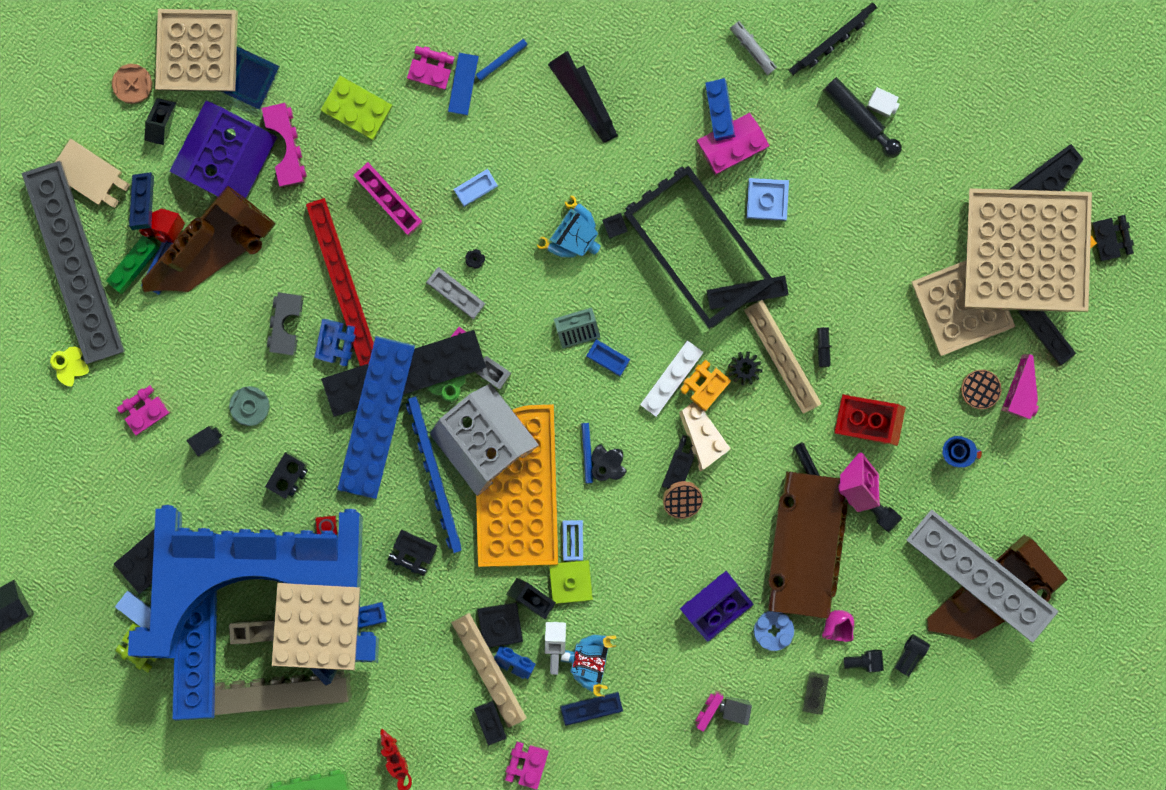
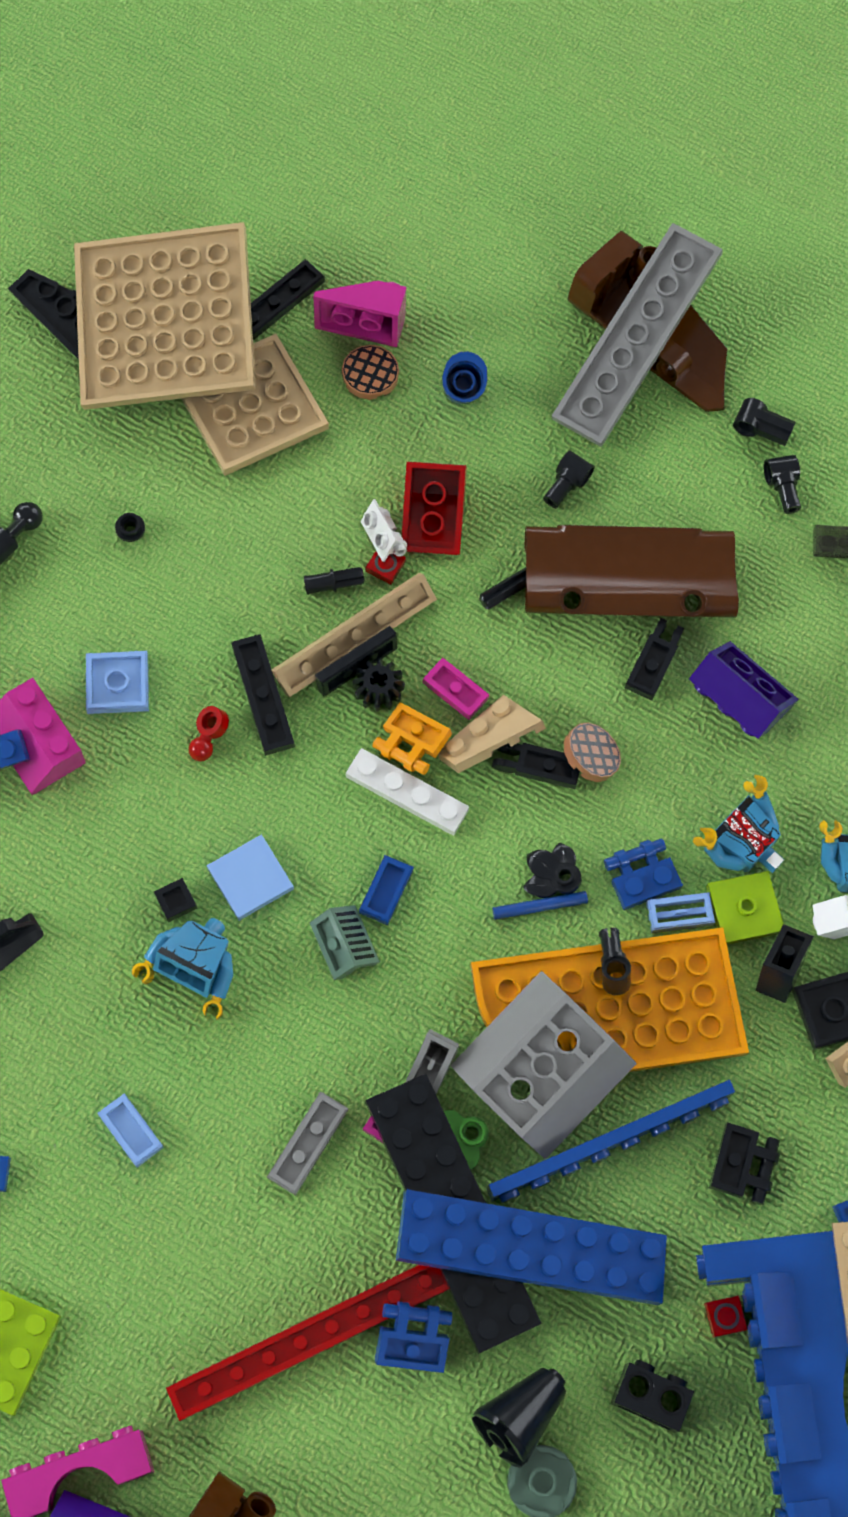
camera: 105 degrees left, 20 degrees down
(285, 306) = (360, 1434): dark grey arch -> none
(285, 399) = (520, 1415): none -> black cone
(388, 199) = (159, 1272): dark pink brick -> none
(469, 258) = (248, 1108): black plate -> none
(541, 491) = (614, 961): none -> black pin
(594, 522) = (644, 883): none -> blue plate
(616, 589) = (746, 833): none -> torso
(625, 273) = (250, 877): none -> light blue tile
(663, 186) = (313, 740): black door -> none
(716, 250) = (201, 747): none -> red plate
(737, 418) = (455, 688): none -> dark pink plate
(742, 550) = (653, 662): none -> black hinge
(763, 356) = (346, 667): none -> black tile
(782, 638) = (771, 594): medium blue plate -> none
(833, 383) = (387, 570): none -> red tile
(839, 626) = (741, 517): dark pink hair -> none
(860, 484) = (533, 505): dark pink slope -> none
(861, 381) = (382, 532): none -> white hinge
(884, 215) = (127, 520): none -> black plate
(1106, 238) = (143, 212): black plate -> none

